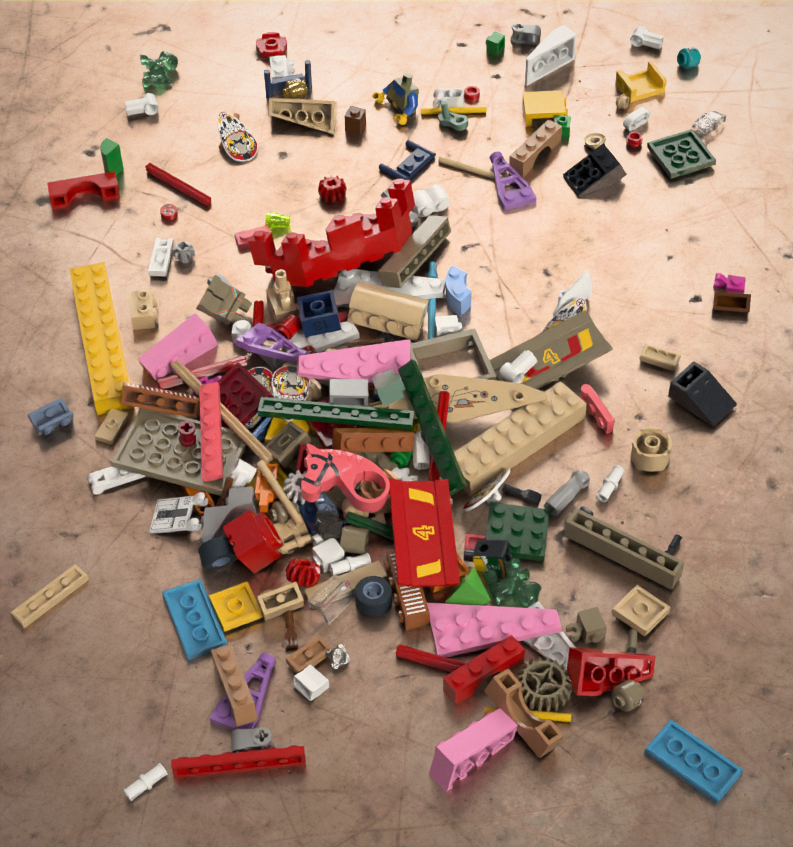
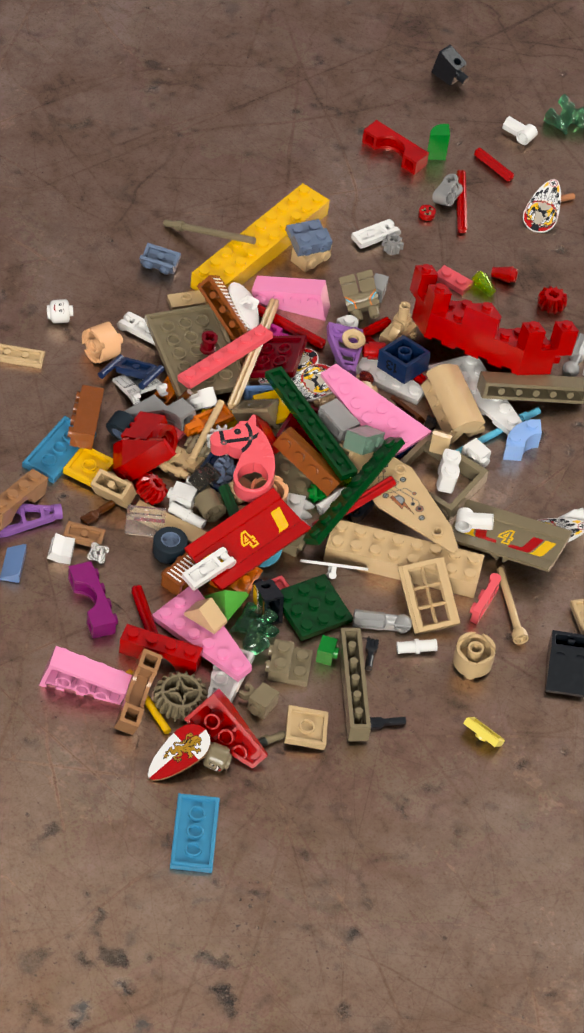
camera: 45 degrees right, 0 degrees up
(27, 380) = (181, 226): none -> dark tan bar
(37, 105) = (450, 66): none -> black torso
(42, 525) = (59, 311): none -> white head
(110, 513) = (102, 342): none -> light nougat brick
(135, 298) = (309, 237): none -> sand blue plate
(159, 142) = (494, 164): none -> red axle
(159, 506) = (135, 368): none -> dark blue plate
(163, 183) = (447, 191): none -> light grey piece
(166, 384) = (245, 304): none -> white shield
(183, 574) = (86, 417): none -> dark orange brick
(271, 327) = (353, 333): none -> tan piece
(272, 560) = (139, 456): none -> red wedge
(279, 201) = (506, 274): none -> red cone
(296, 730) = (13, 563): none -> medium blue slope
(364, 683) = (85, 581): none -> magenta arch
(425, 339) = (440, 441): none -> tan slope
(434, 579) = (208, 568): none -> white plate
(461, 352) = (448, 470): none -> white brick
(477, 610) = (207, 615): none -> tan slope
(527, 495) = (356, 597): black piece -> none
(563, 583) = (288, 663): none -> dark tan plate
(571, 547) = (327, 650): none -> green plate
(579, 428) = (446, 590): none -> tan piece
(606, 720) = (180, 752): none -> shield
(646, 408) = (519, 634): none -> tan piece
(729, 490) = (483, 732): none -> light yellow plate

